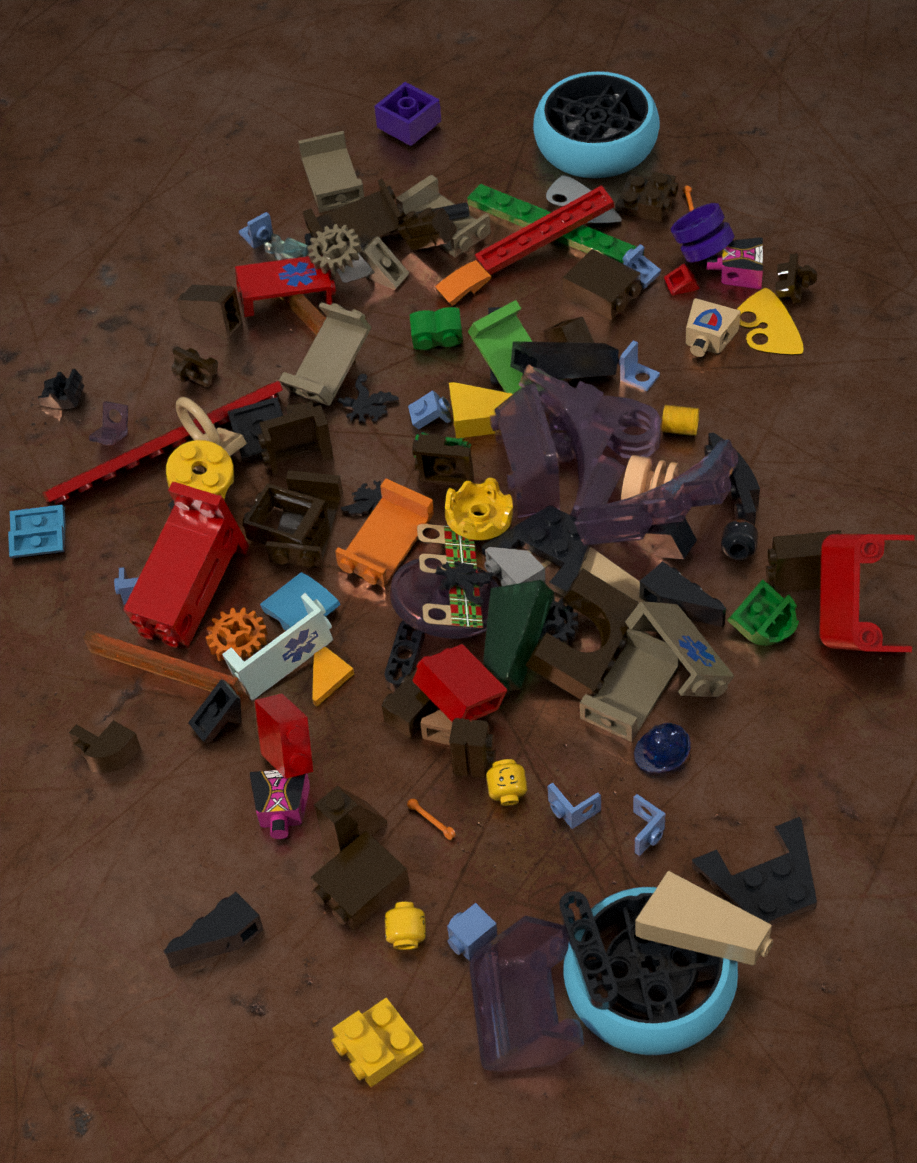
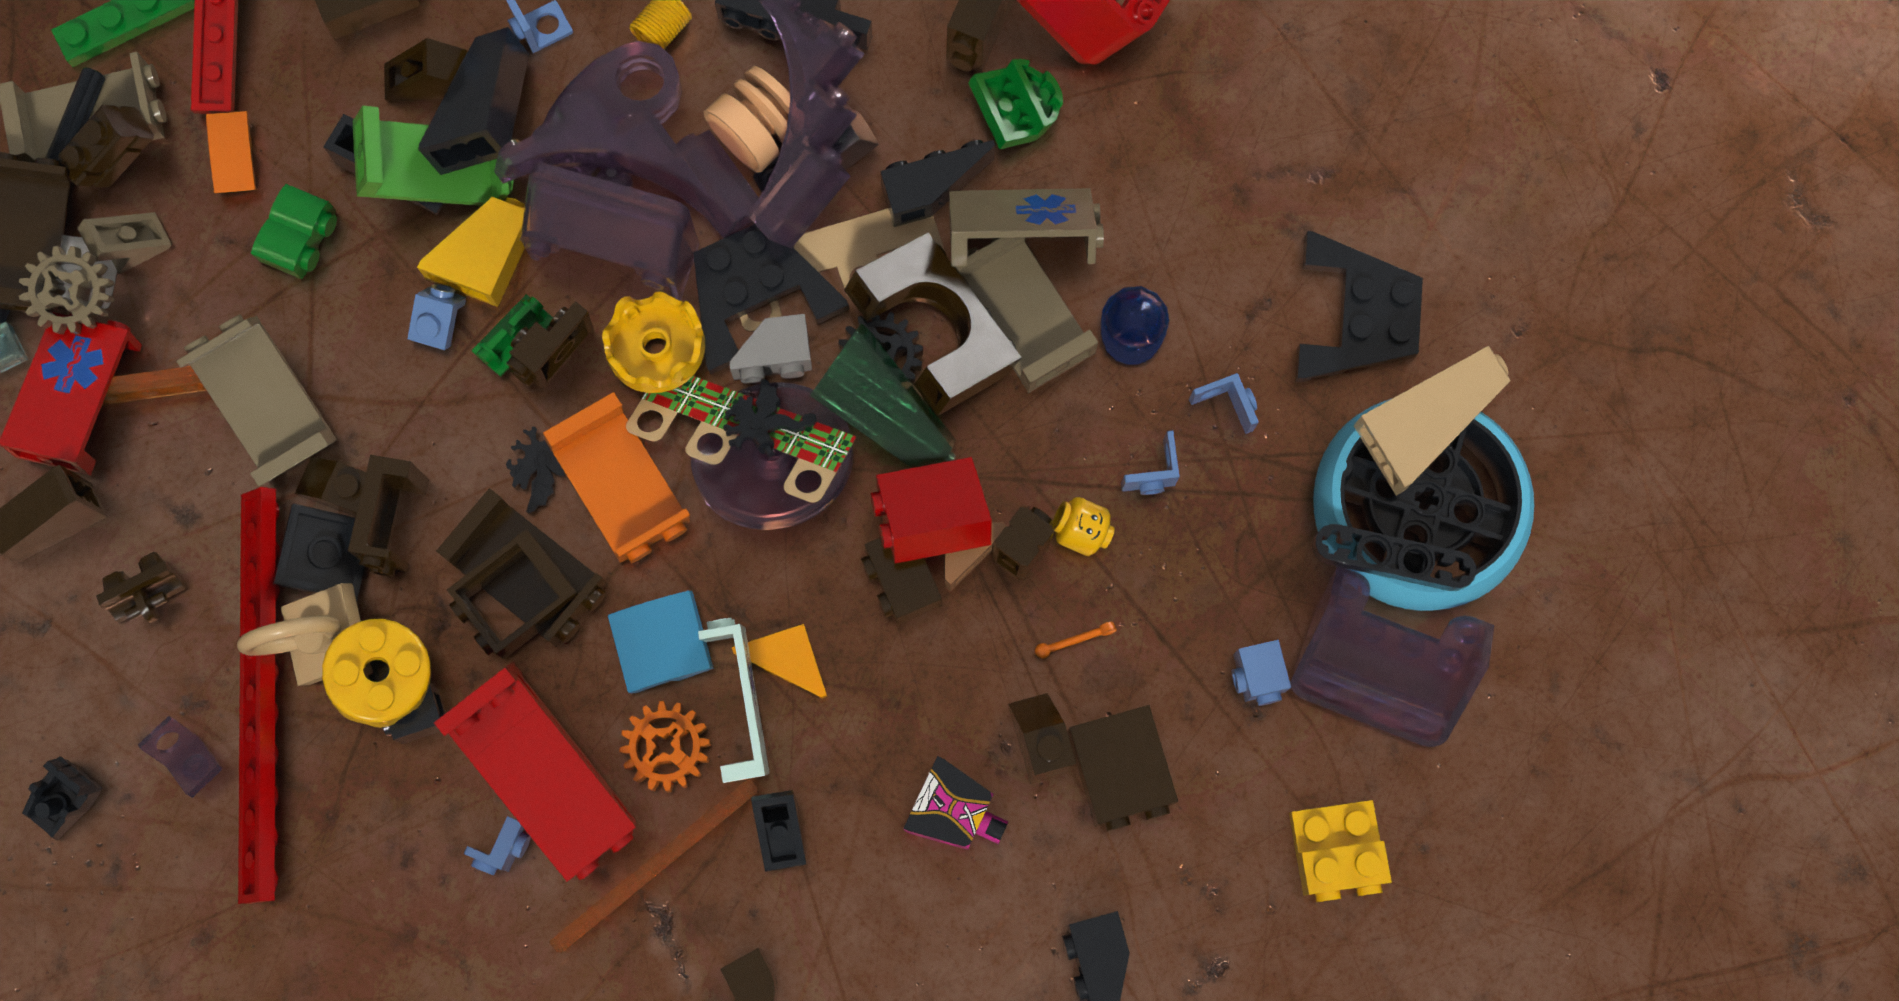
camera: 70 degrees left, 25 degrees up
(37, 531) = (308, 940): dark azure slope -> none
(284, 735) = (887, 761): red brick -> none
(365, 405) = (365, 397): black piece -> none
(405, 926) = (1214, 744): yellow head -> none
(407, 665) = (832, 578): black beam -> none
(739, 539) = (892, 64): black head -> none

